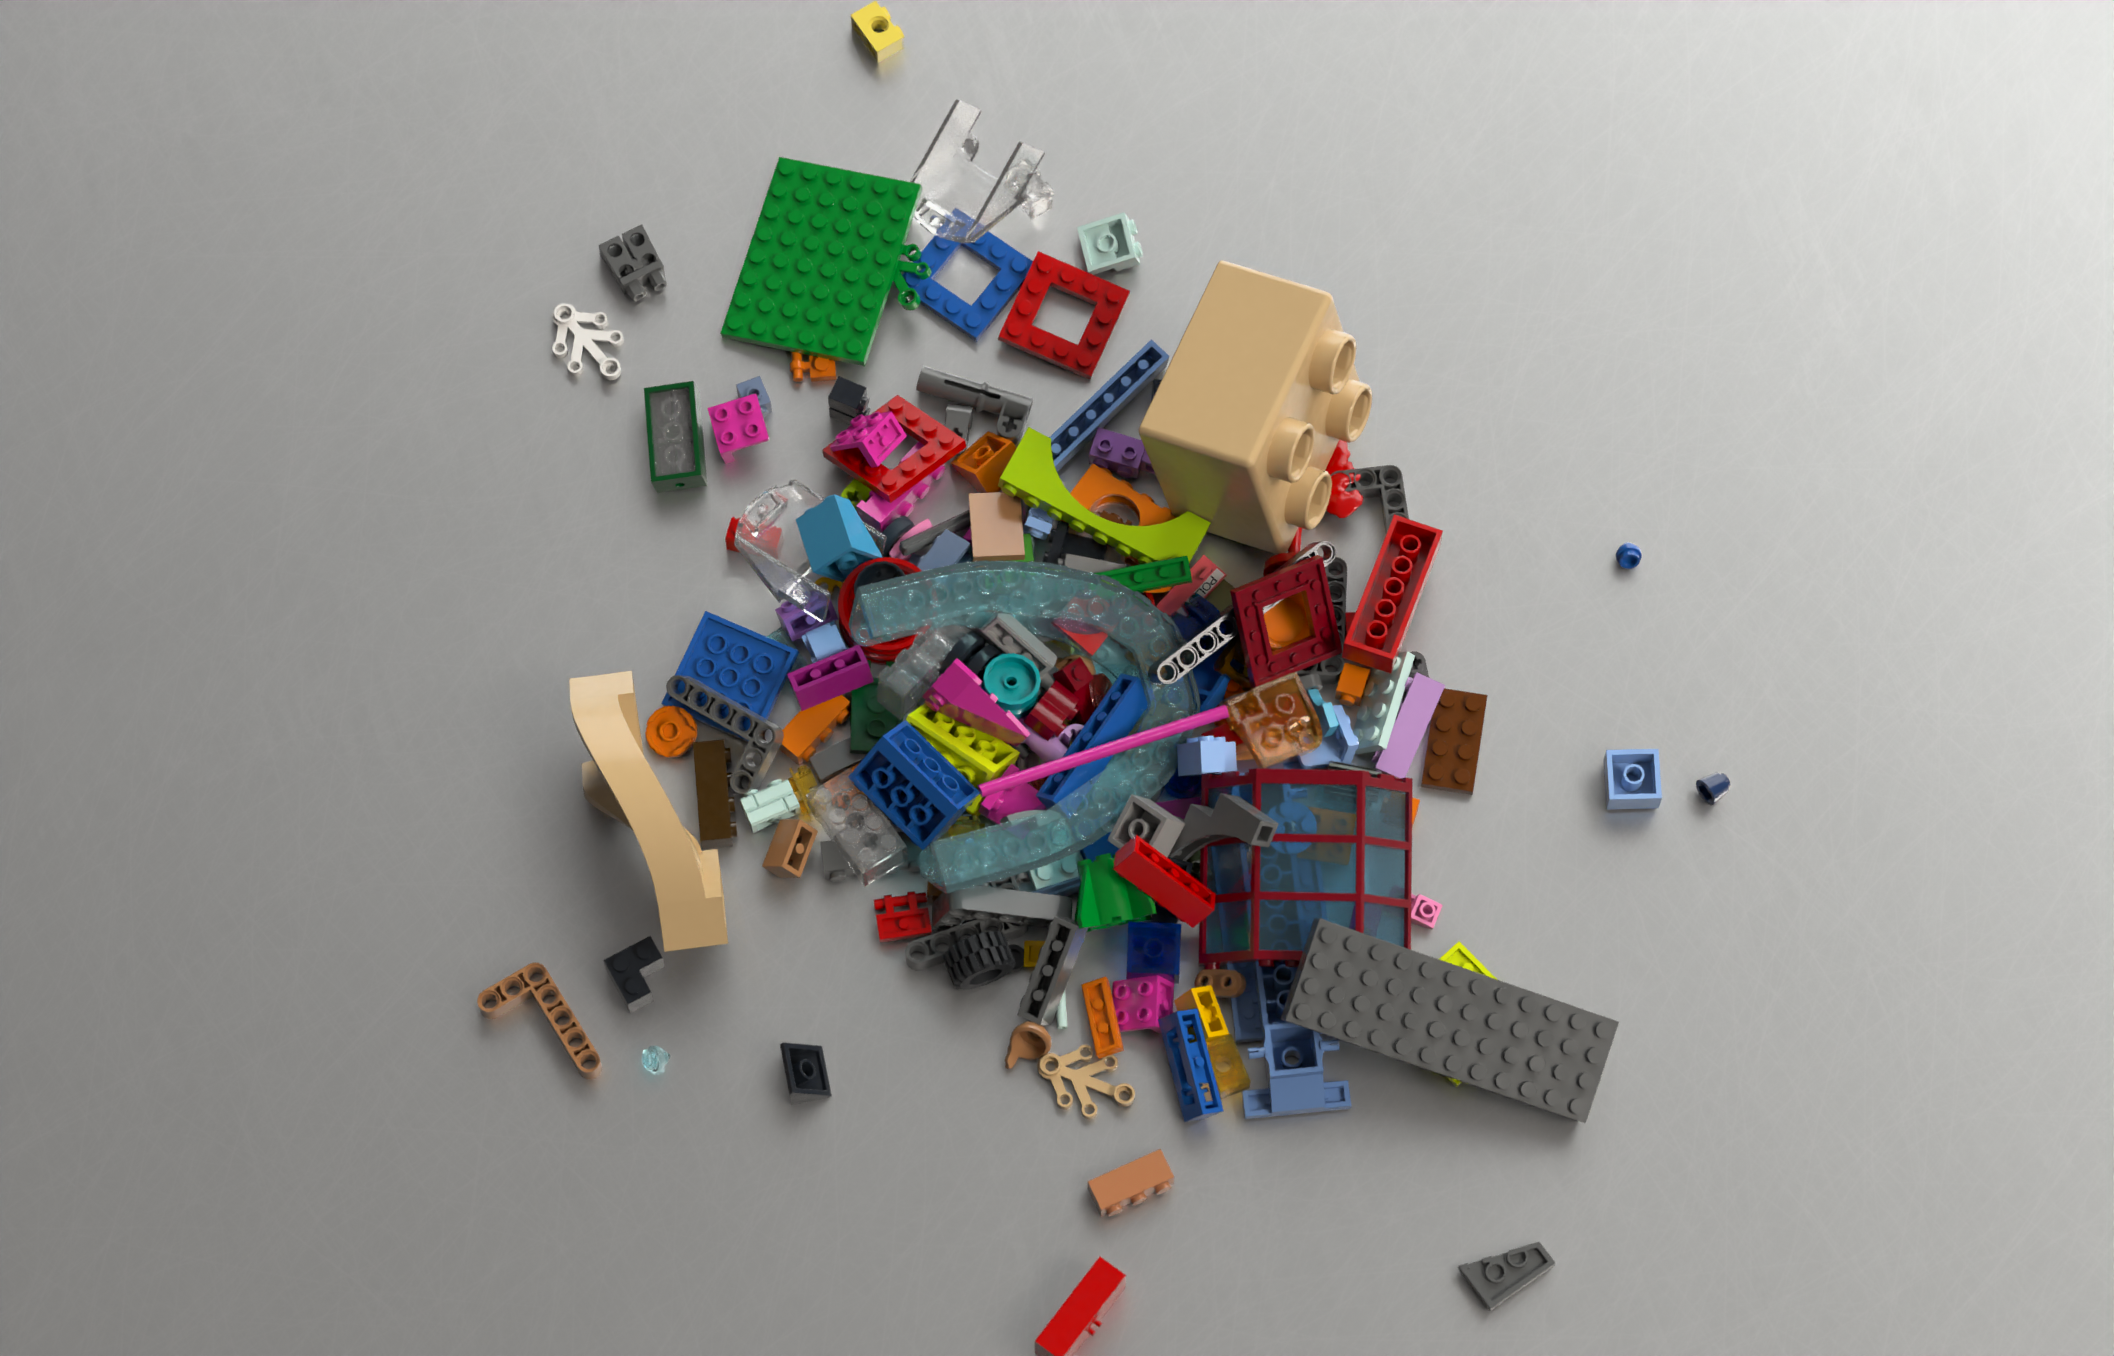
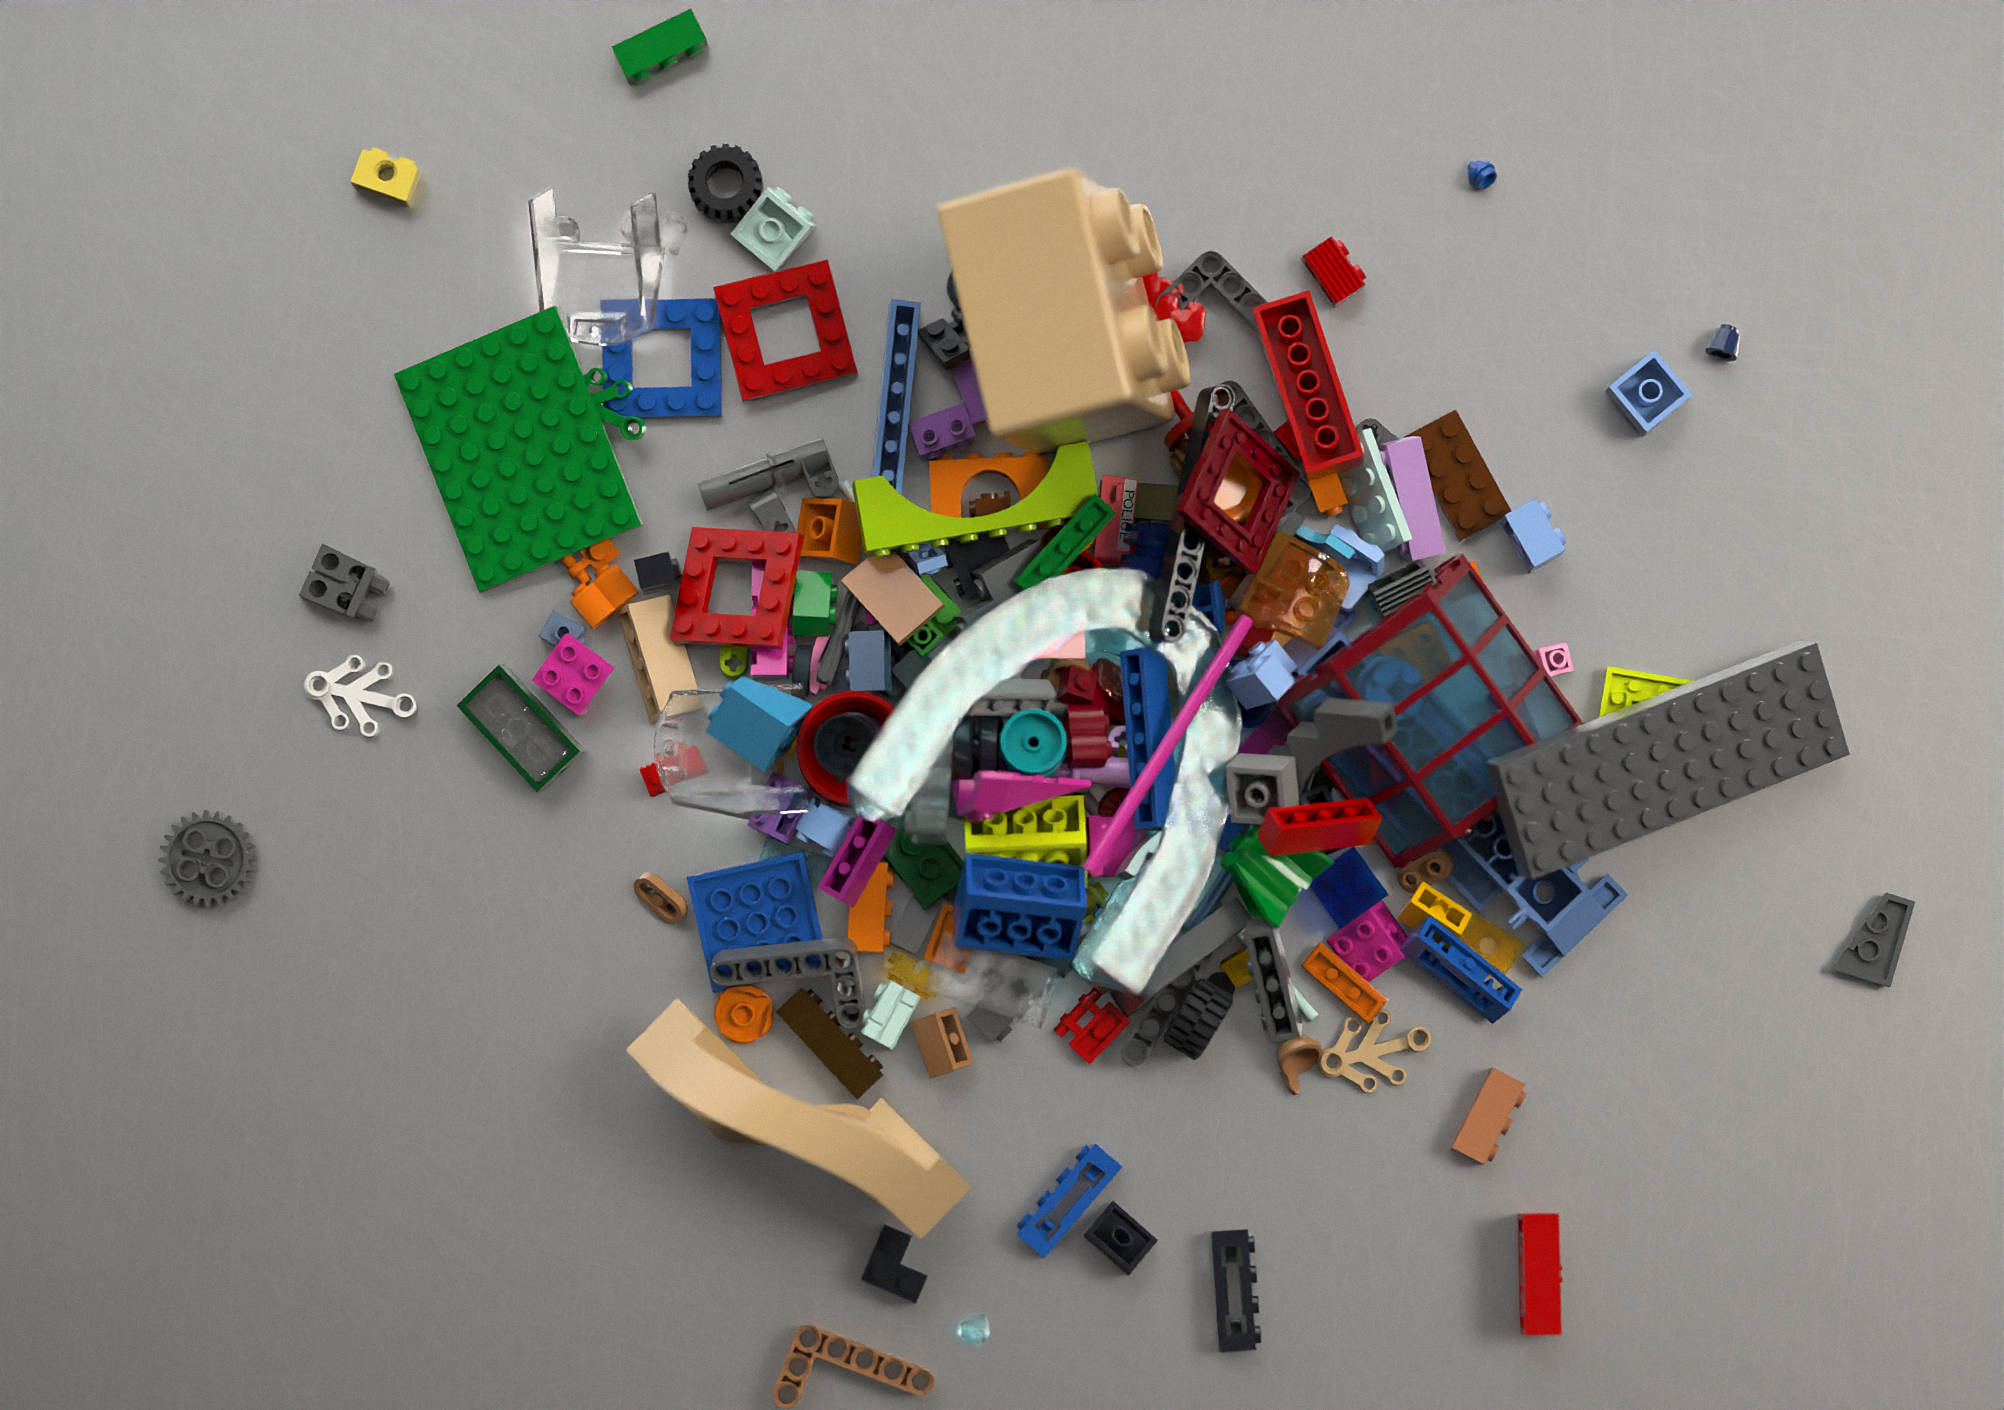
camera: 35 degrees left, 15 degrees up
(379, 382) = (201, 884): none -> dark grey gear
(677, 615) = (660, 897): none -> medium nougat plate
(801, 395) = (603, 596): none -> orange brick
(804, 455) = (657, 660): none -> tan brick
(828, 1014) = (1101, 1162): none -> blue brick
(832, 1203) = (1249, 1303): none -> black brick
(874, 436) = (708, 596): dark pink bracket -> none
(938, 498) = (813, 603): none -> brick
(1099, 174) = (718, 159): none -> black tyre
(1127, 79) = (660, 47): none -> green brick
(1473, 544) = (1334, 271): none -> red brick
(1475, 812) = (1533, 535): none -> light blue brick

